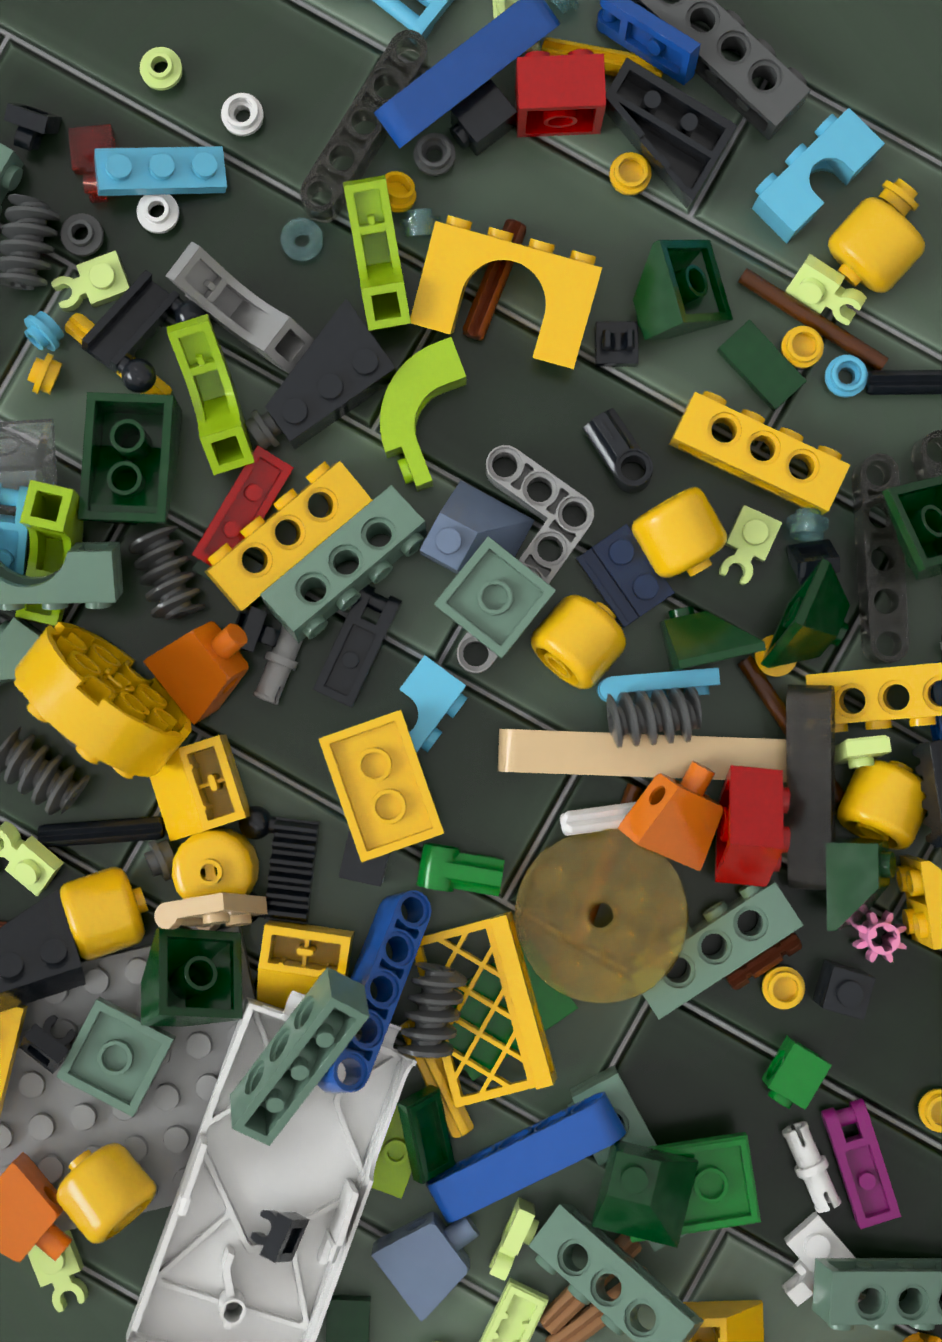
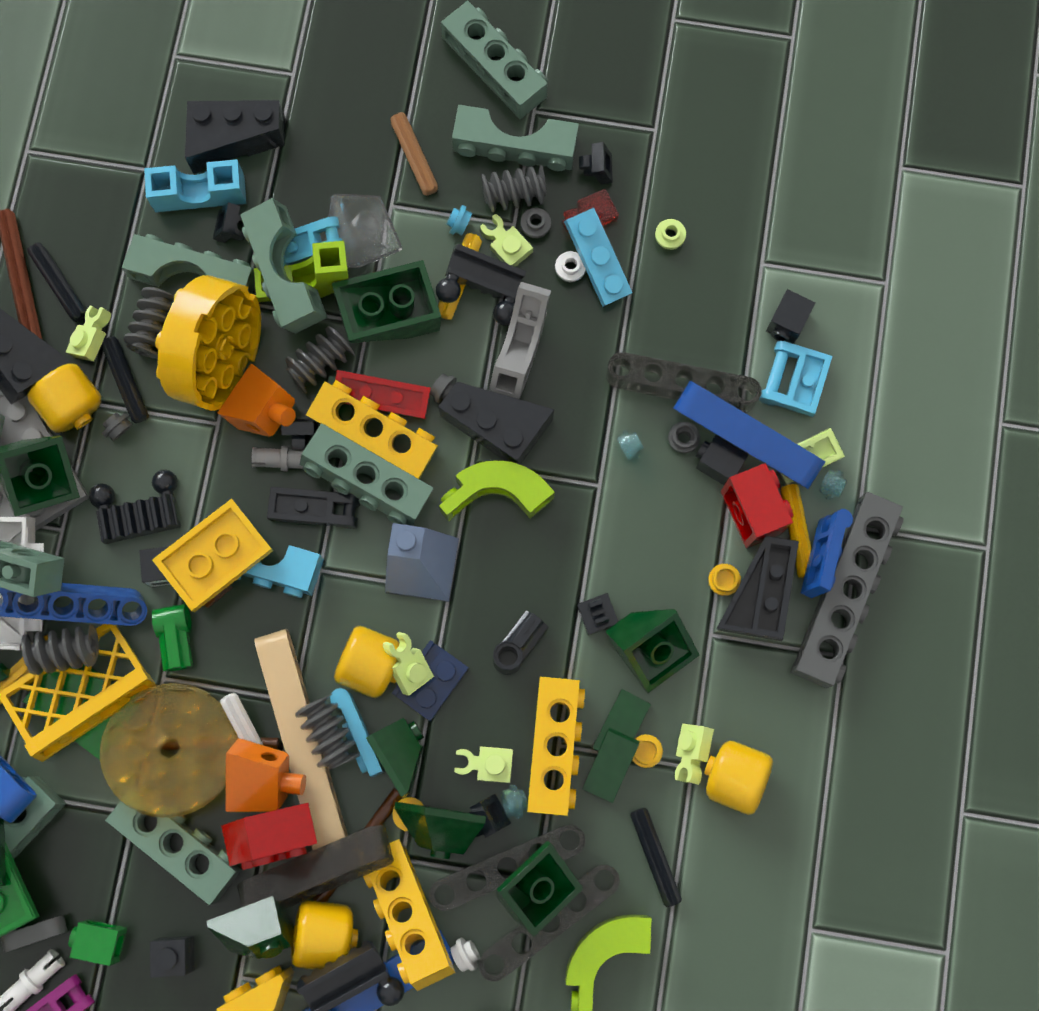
camera: 70 degrees right, 10 degrees down
(44, 374) = (430, 231): yellow plate -> none
(200, 788) = (175, 435): yellow slope -> none
(210, 911) = (84, 468): tan plate -> none
(212, 394) = (455, 347): lime arch -> none
(215, 848) = (119, 463): yellow head -> none
(241, 102) = (664, 290): white plate -> none
(295, 228) = (592, 360): clear light blue plate -> none
(297, 956) = (78, 541): yellow slope -> none
(376, 252) = (585, 428): lime arch -> none
(400, 191) = (645, 419): yellow plate -> none
(459, 252) = (624, 558): yellow arch -> none
(491, 288) = (611, 510): copper axle -> none
(494, 597) = (375, 587): sand green plate -> none
(549, 511) = (414, 606): light grey beam -> none
(607, 588) = (411, 667): none -> yellowish green plate
(680, 534) = (471, 707): yellow head -> none
(760, 1137) = (34, 933): none -> dark grey beam
(764, 961) = (176, 888): copper axle -> none
(783, 987) = (161, 910): yellow plate -> none
(806, 393) = (611, 765): none -> dark green tile
(812, 319) = (669, 752): reddish brown bar -> none
(842, 148) = (803, 724): medium azure arch -> none
(855, 367) = (644, 800): medium azure plate -> none
(862, 751) = (353, 902): yellowish green plate -> none
(868, 931) = (213, 967): bright pink gear -> none
(899, 196) = (784, 783): yellow plate -> none

